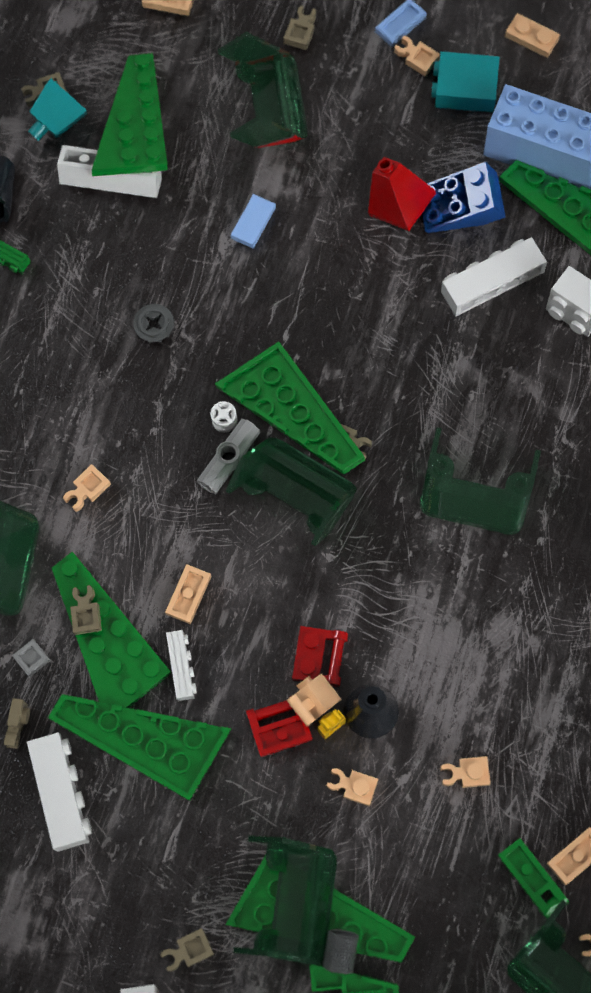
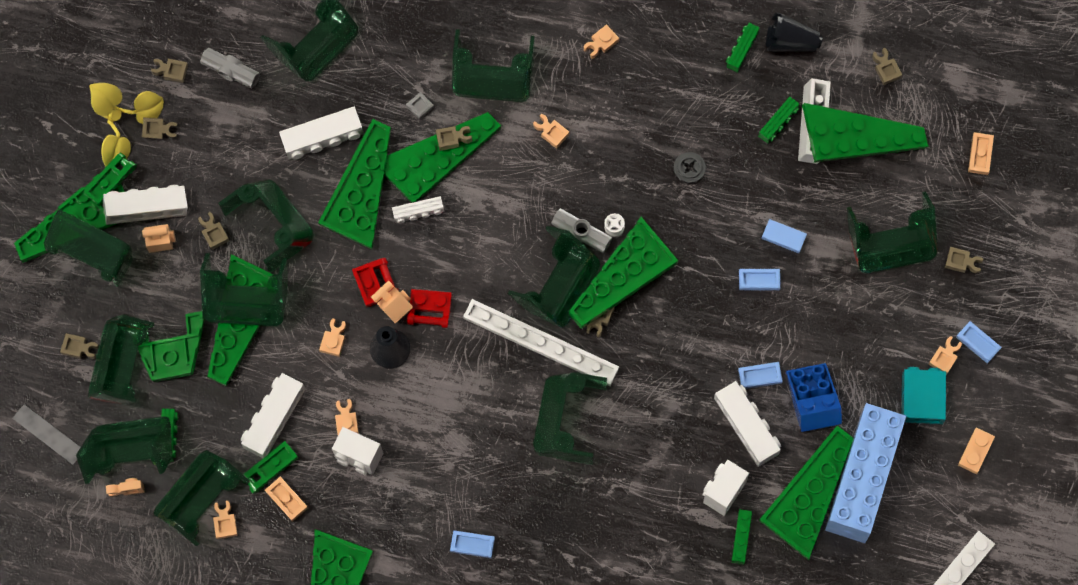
camera: 85 degrees right, 0 degrees up
(18, 716) = (372, 99): dark tan plate -> none
(54, 111) = (864, 74): teal torso -> none
(101, 216) = (778, 120): none -> green piece
(138, 868) = (295, 231): none -> clear green windscreen
(188, 594) = (472, 210): light nougat plate -> none
(307, 253) = (759, 279): none -> light blue tile
(330, 723) = (377, 316): yellow plate -> none
(340, 951) = (212, 330): dark grey piece -> none
(374, 517) = (539, 341): none -> white plate
(398, 194) = (811, 343): red slope -> none
(430, 260) = (760, 375): none -> light blue tile
(461, 870) = (273, 415): none -> white brick
(519, 754) = (357, 451): none -> white brick

